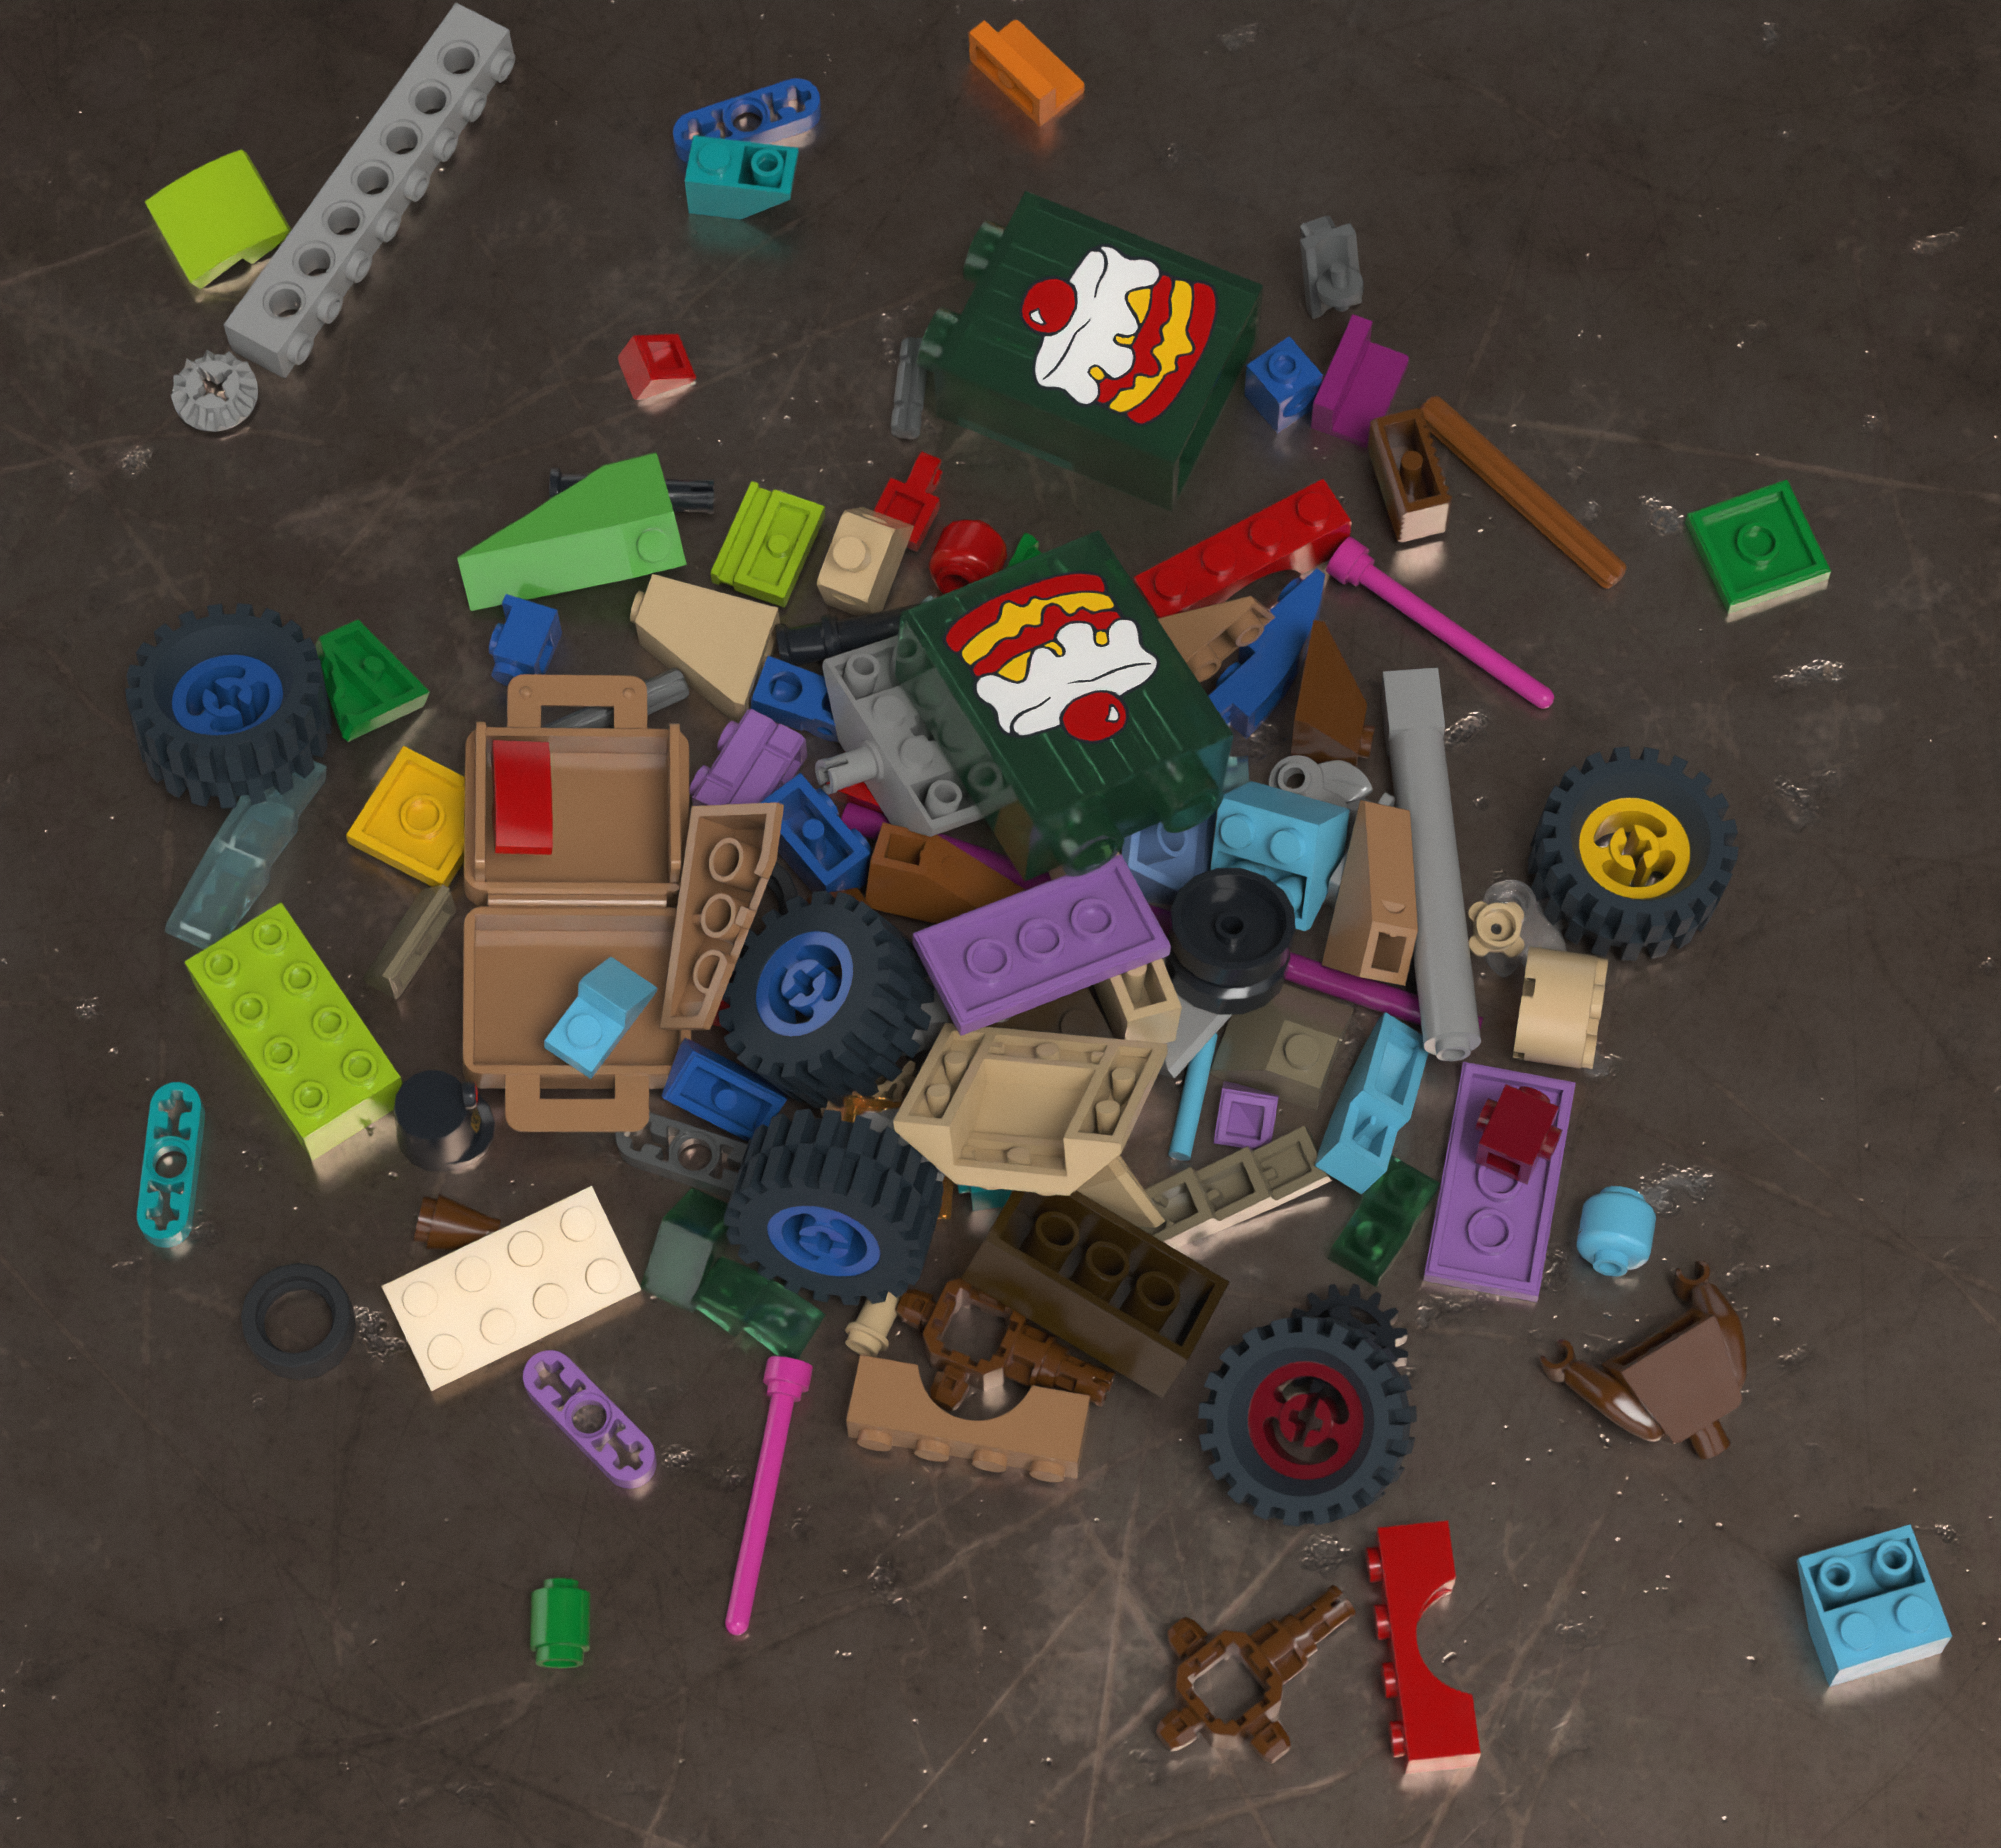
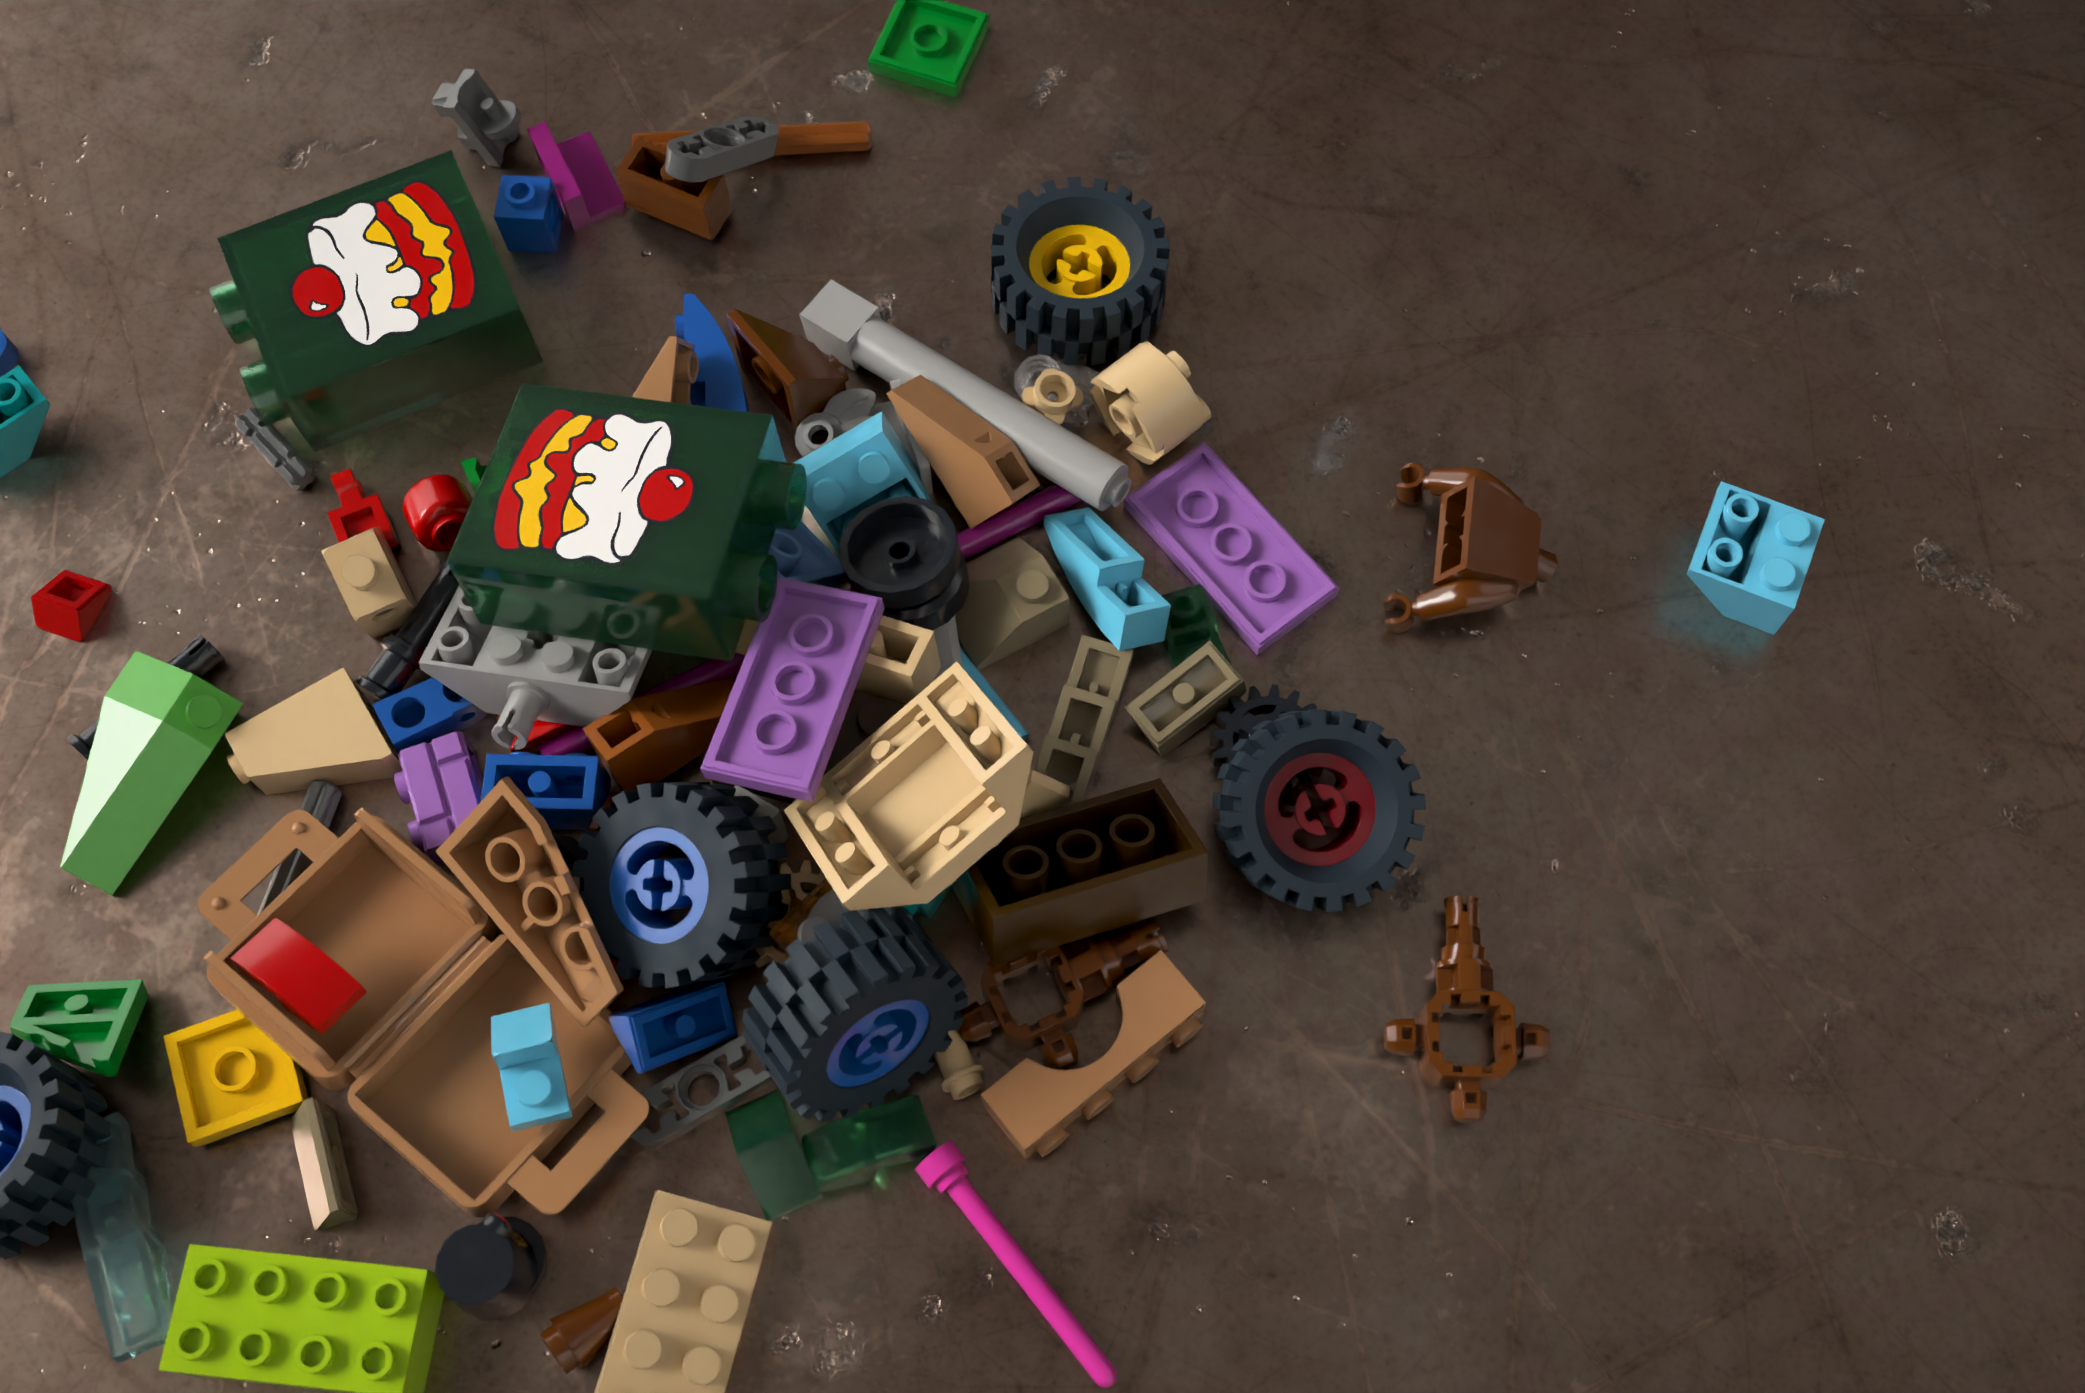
camera: 50 degrees left, 0 degrees up
(525, 640) = (175, 872): blue brick -> none
(629, 1438) = (793, 1341): medium lavender beam -> none
(768, 544) = (287, 638): lime plate -> none
(1024, 69) = (129, 192): orange panel -> none
(1245, 1116) = (1033, 672): medium lavender slope -> none
(1285, 536) = (638, 298): red arch -> none
(1323, 1251) = (1186, 699): none -> dark tan slope
(1355, 566) = (702, 277): dark pink piece -> none
(1434, 1720) = (1601, 914): red arch -> none
(1436, 474) = (721, 149): none -> dark grey beam
(1517, 1132) = (1215, 500): dark red brick -> none
(1616, 1230) = (1338, 499): medium azure head -> none

